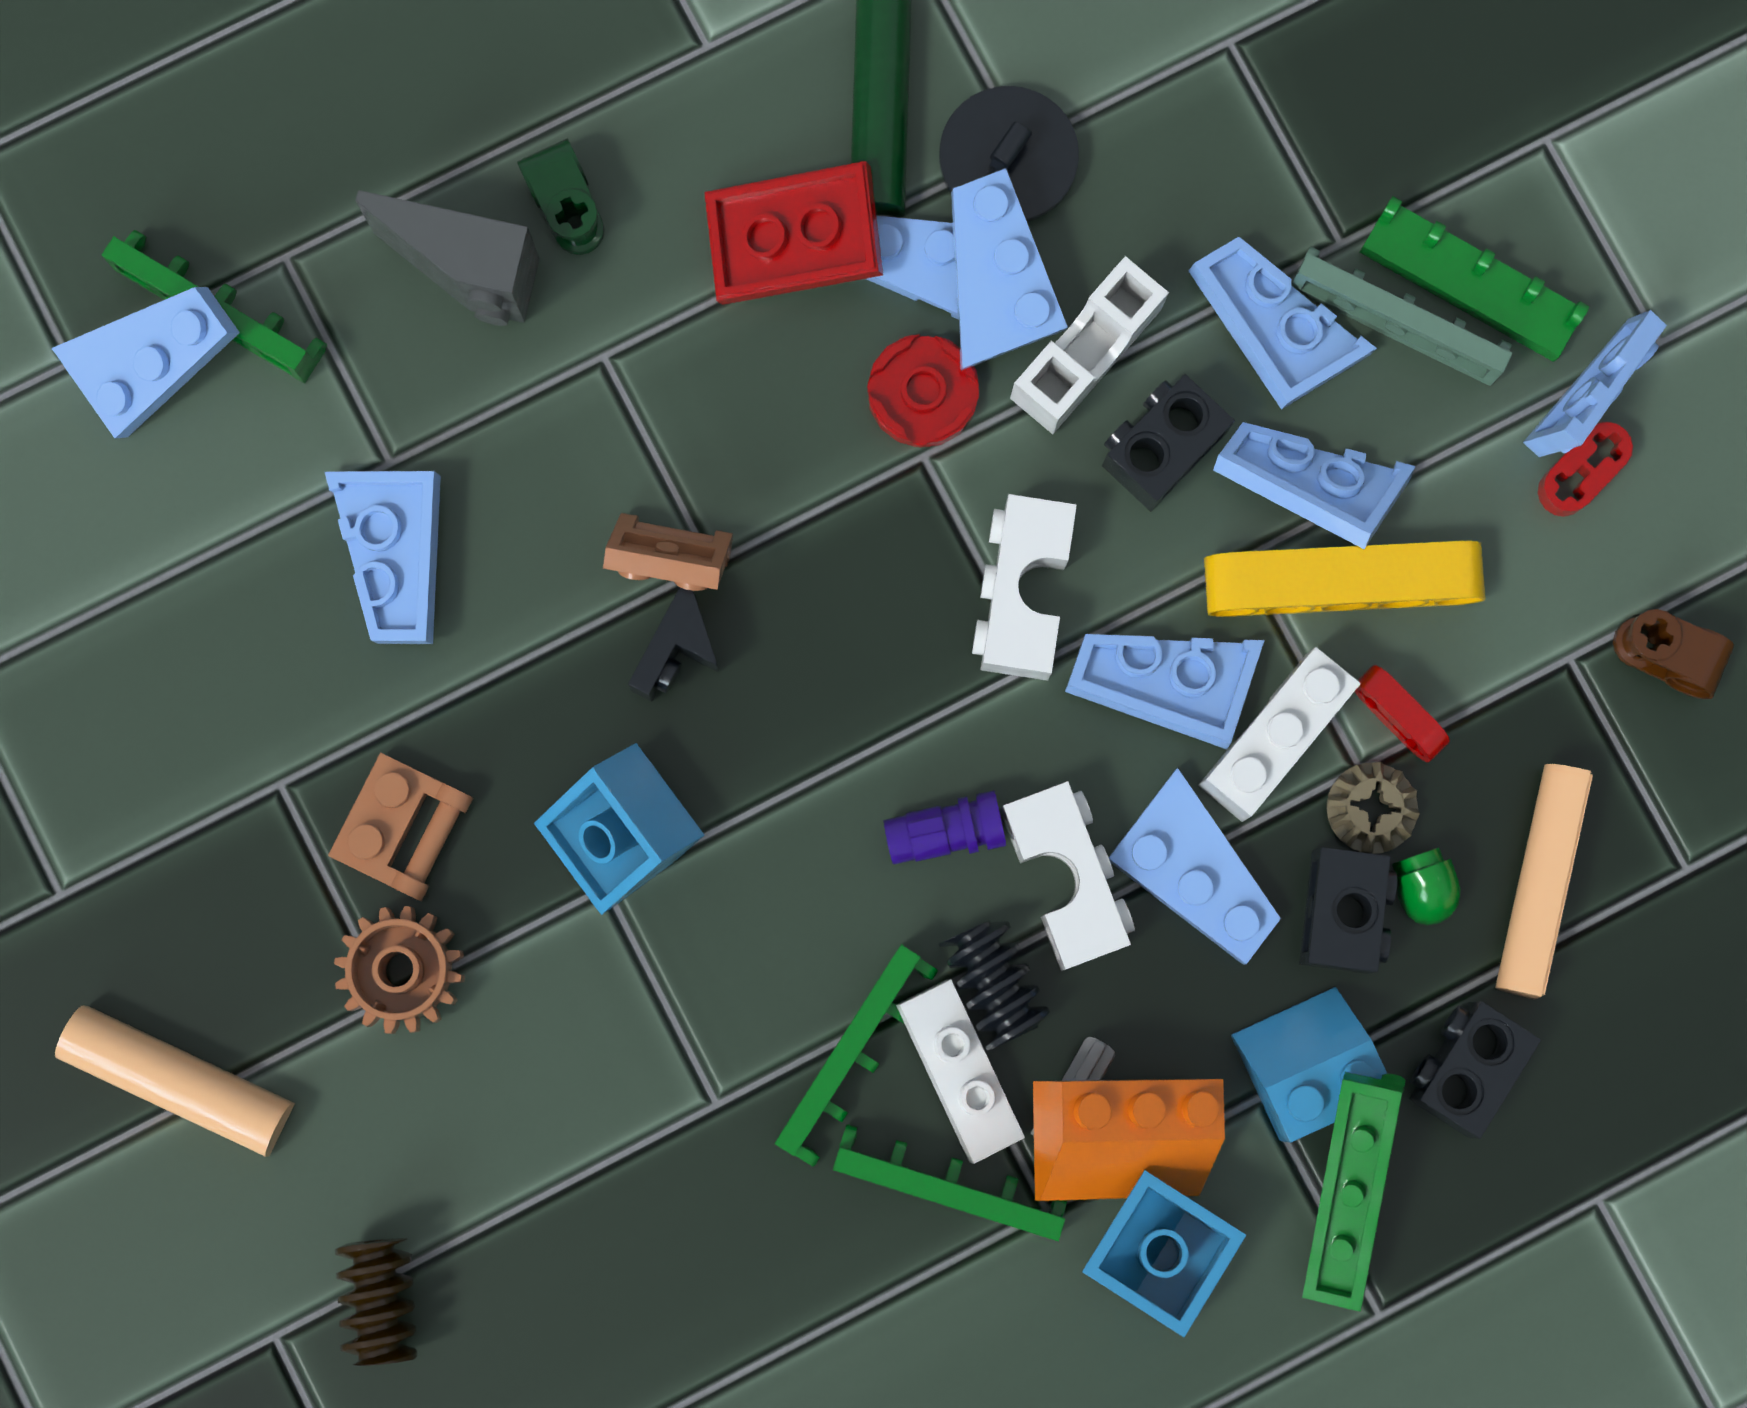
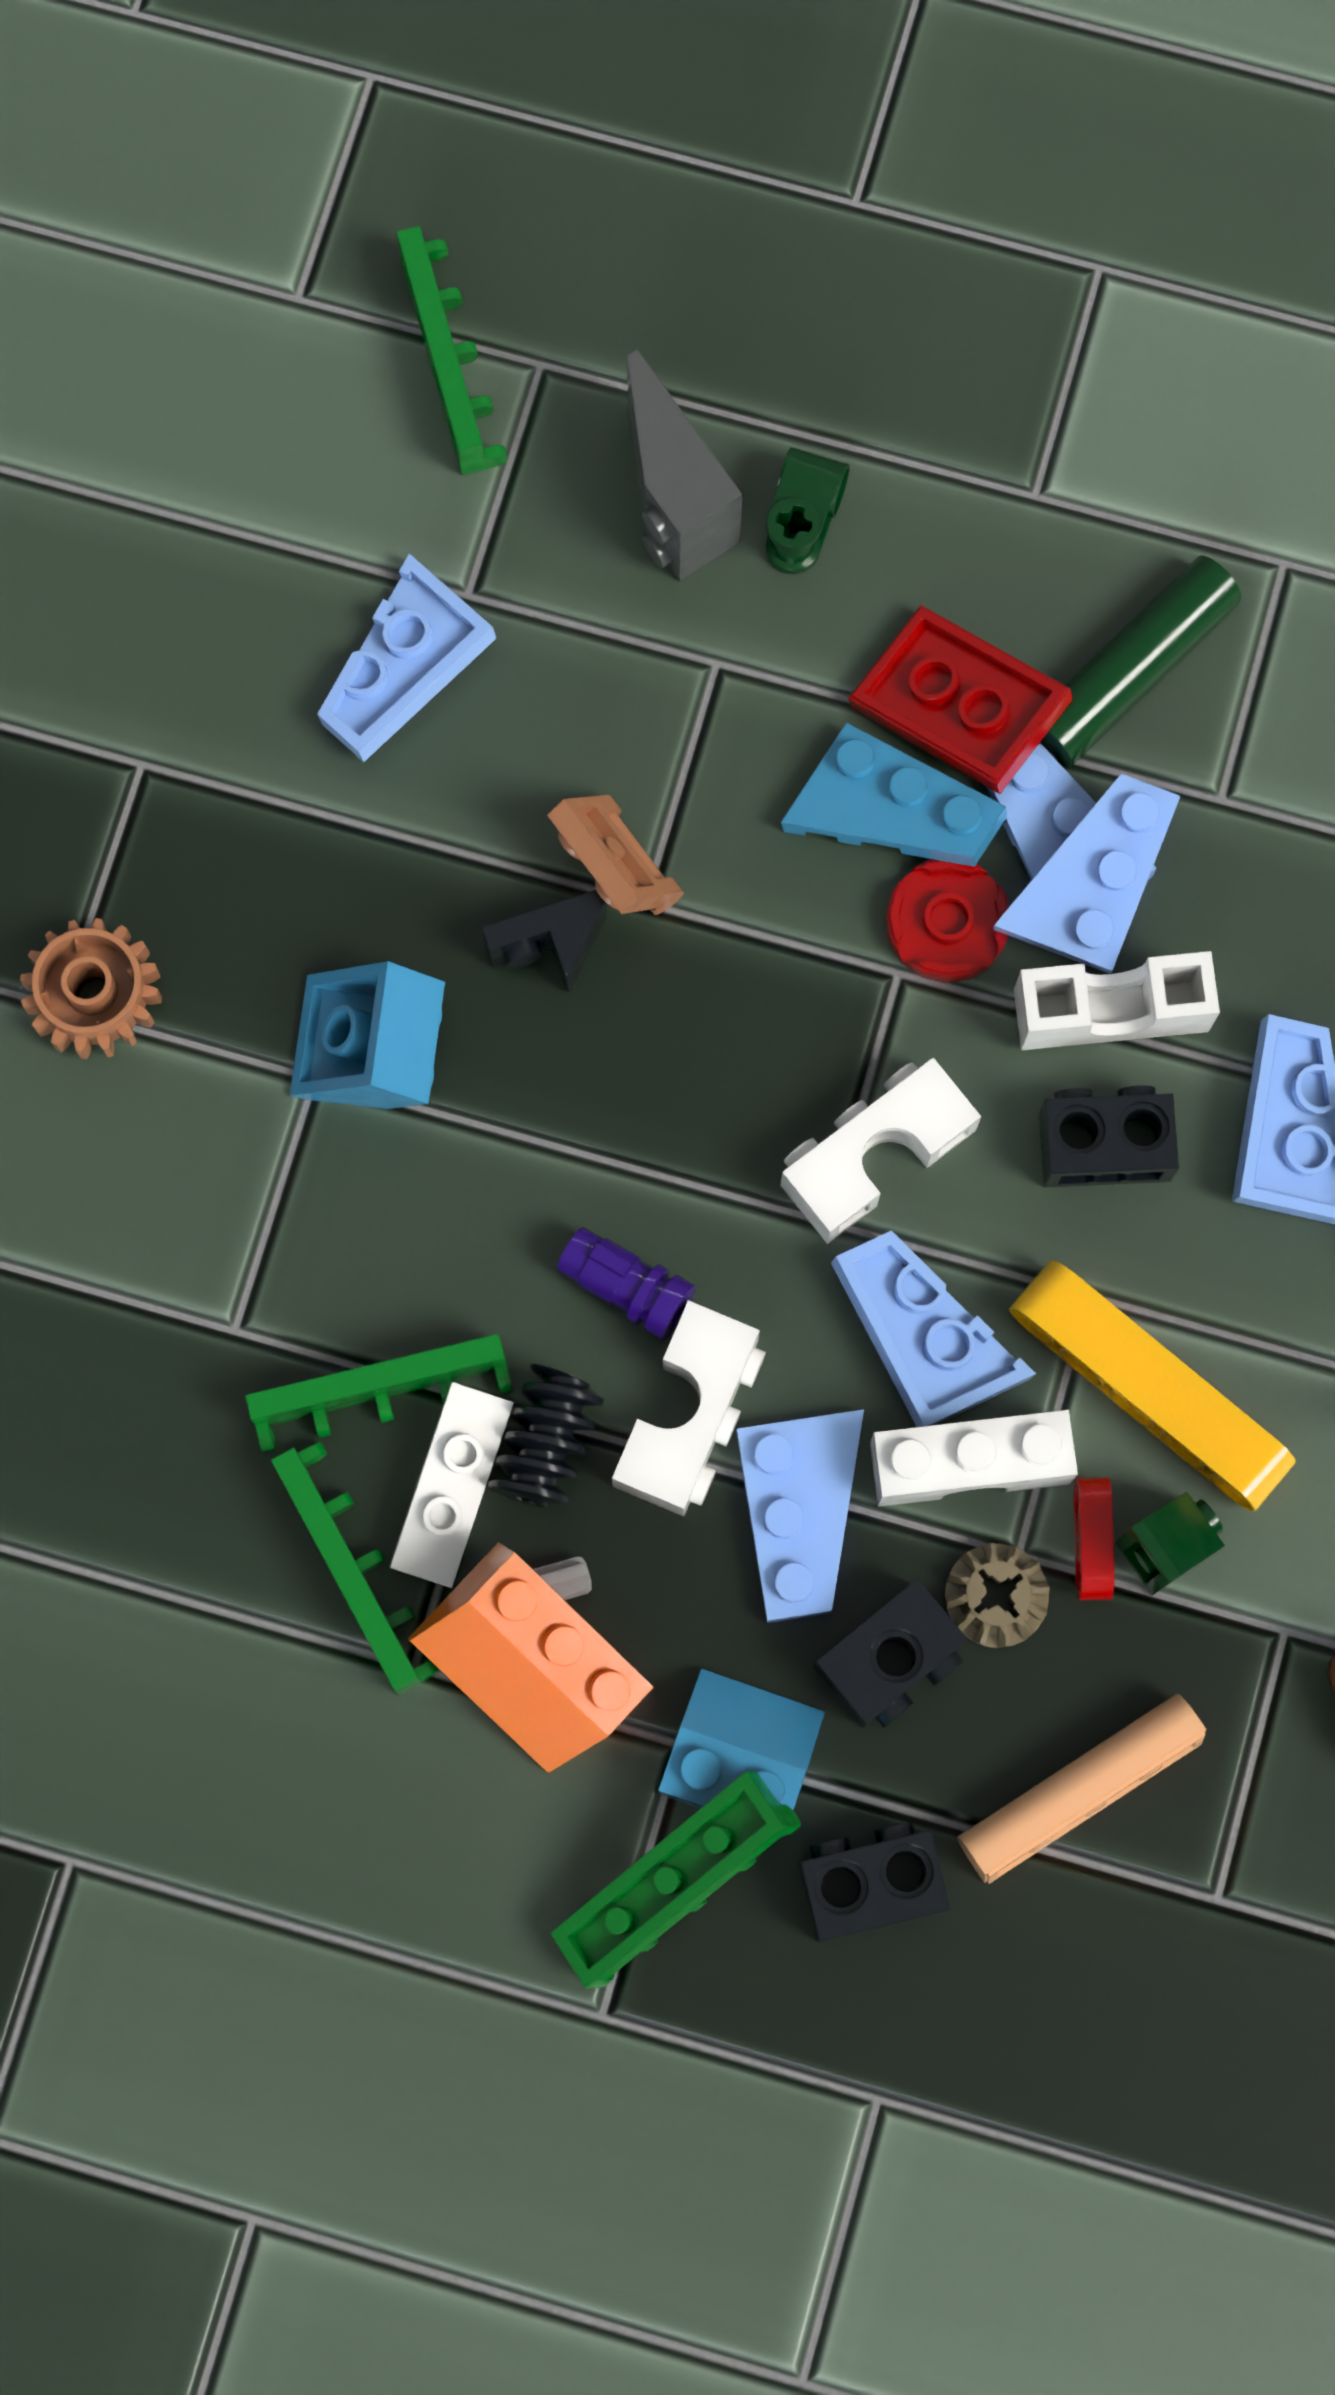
camera: 50 degrees right, 5 degrees down
(146, 356) = (356, 341): light blue wing -> none
(383, 819) = (193, 864): nougat plate -> none
(812, 343) = (893, 801): none -> dark azure wing
(1015, 132) = (1223, 791): black shield -> none
(1164, 1253) = (469, 1782): dark azure slope -> none
(1318, 485) = (1204, 1295): light blue wing -> none
(1427, 887) = (980, 1702): green piece -> none
(1455, 670) = (1171, 1541): none -> dark green slope

